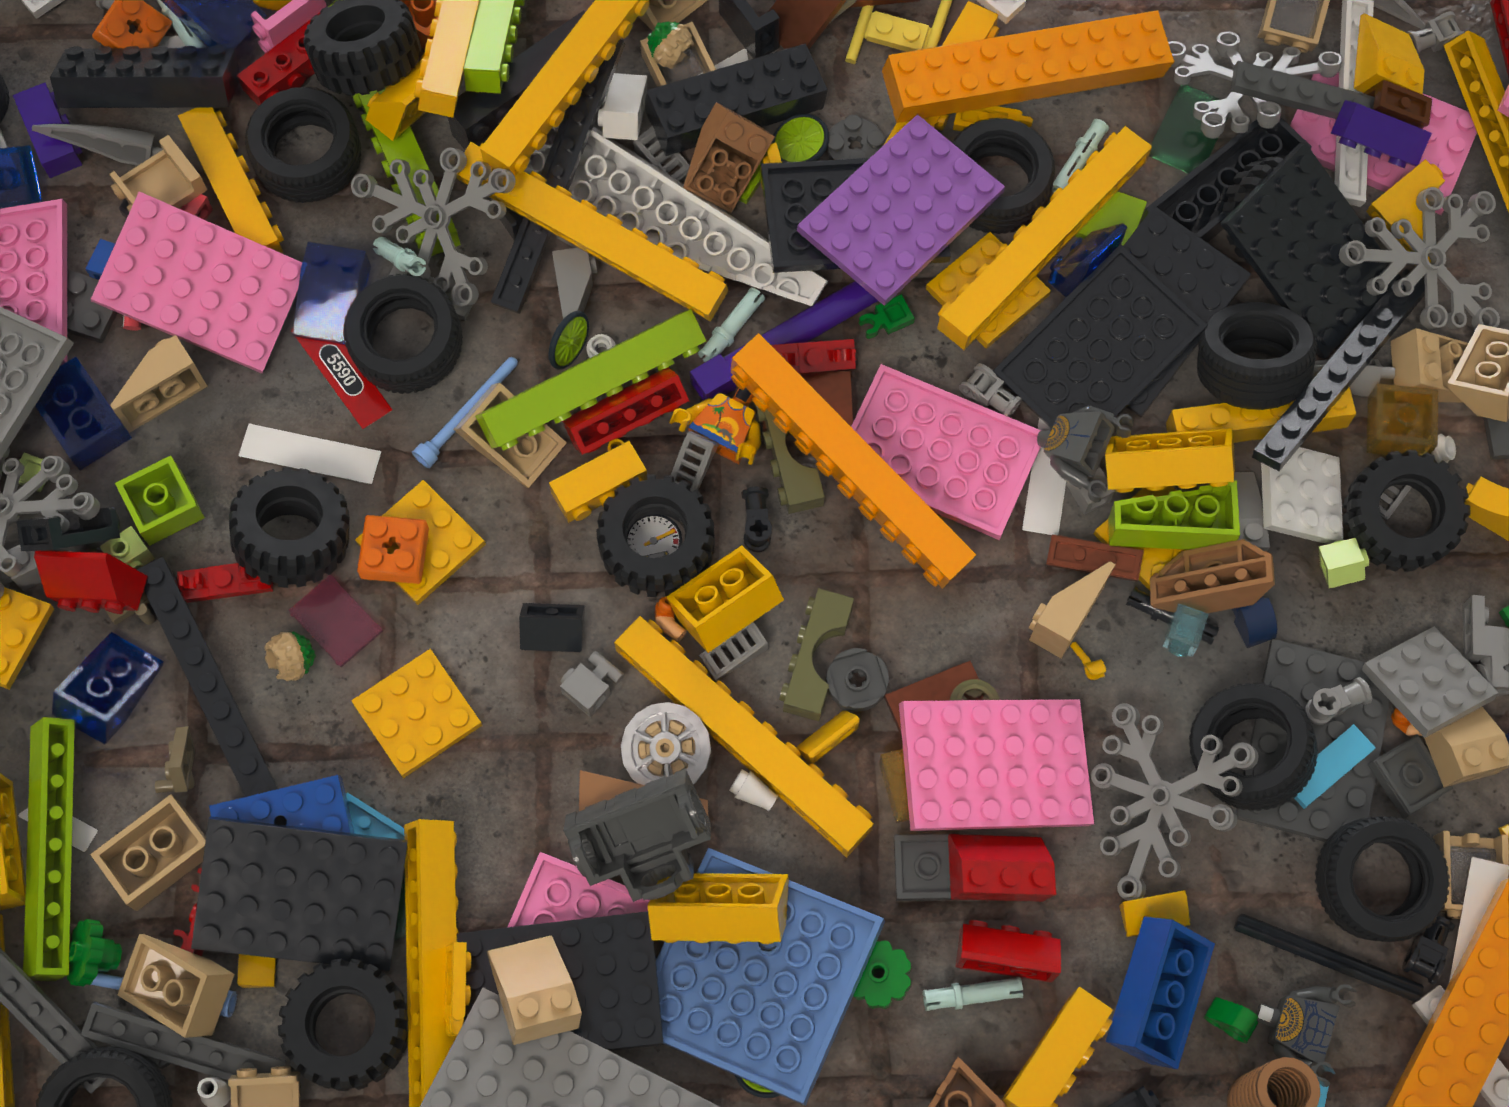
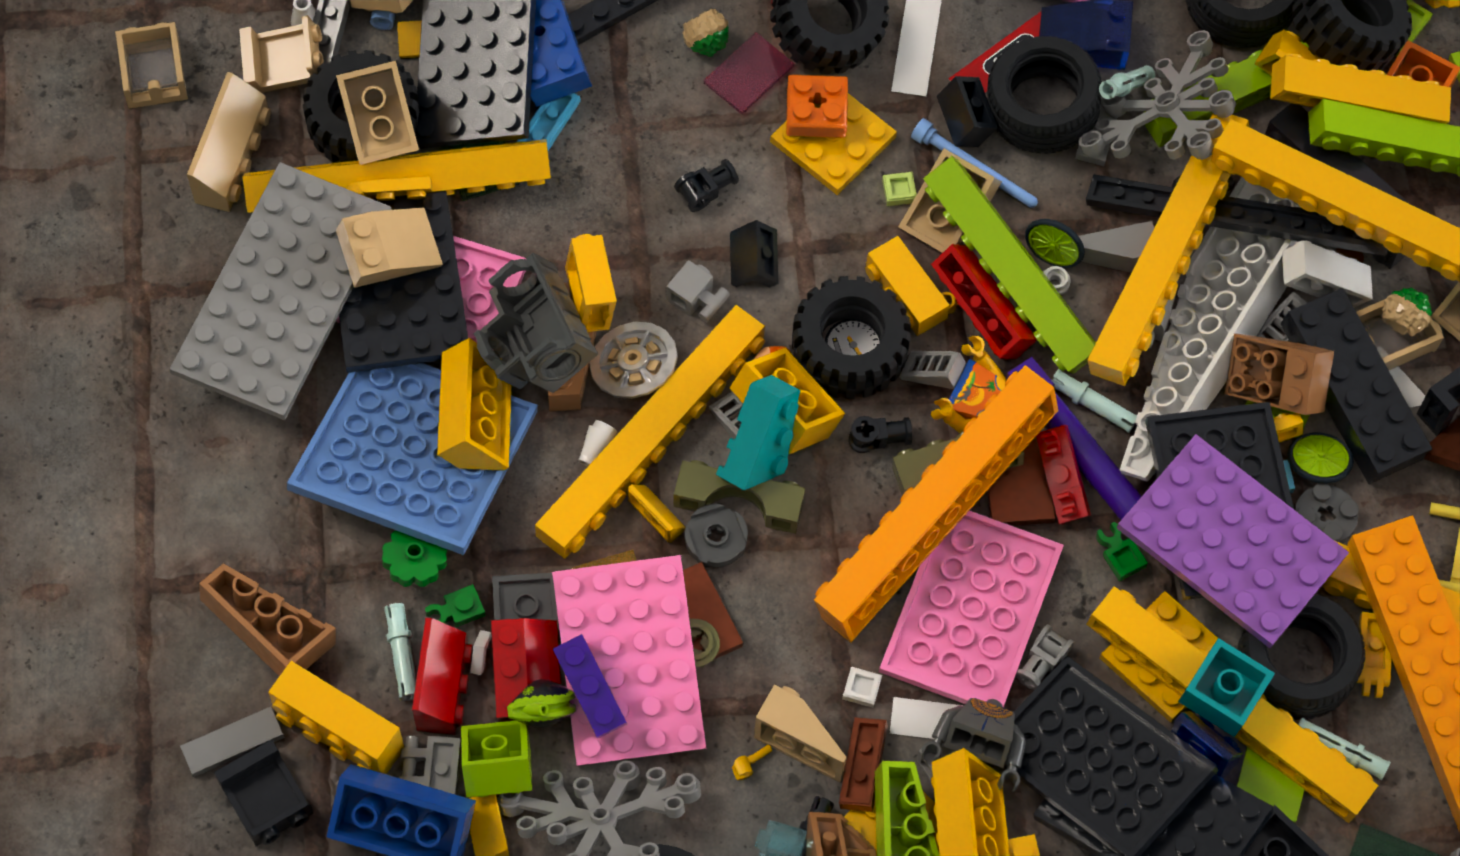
camera: 85 degrees right, 5 degrees down
(368, 997) = (377, 112): none -> tan slope
(412, 408) = (967, 111): none -> black brick
(416, 713) = (660, 147): yellow plate -> none
(468, 671) = (704, 186): none -> black connector
(486, 483) = (899, 188): none -> yellowish green tile
(594, 775) = (591, 282): none -> yellow window
(773, 618) = (764, 434): none -> teal wedge
(923, 934) = (460, 606): none -> green plate
(974, 912) = (480, 648): none -> white tile
(1013, 556) = (862, 687): none -> white tile
(1034, 797) = (589, 686): none -> dark purple brick
(1045, 843) = (542, 704): none -> lime hat
(1048, 226) = (1226, 687): none -> teal brick
(1097, 896) = (496, 758): none -> lime brick
(1100, 957) = (440, 761): none -> light grey plate

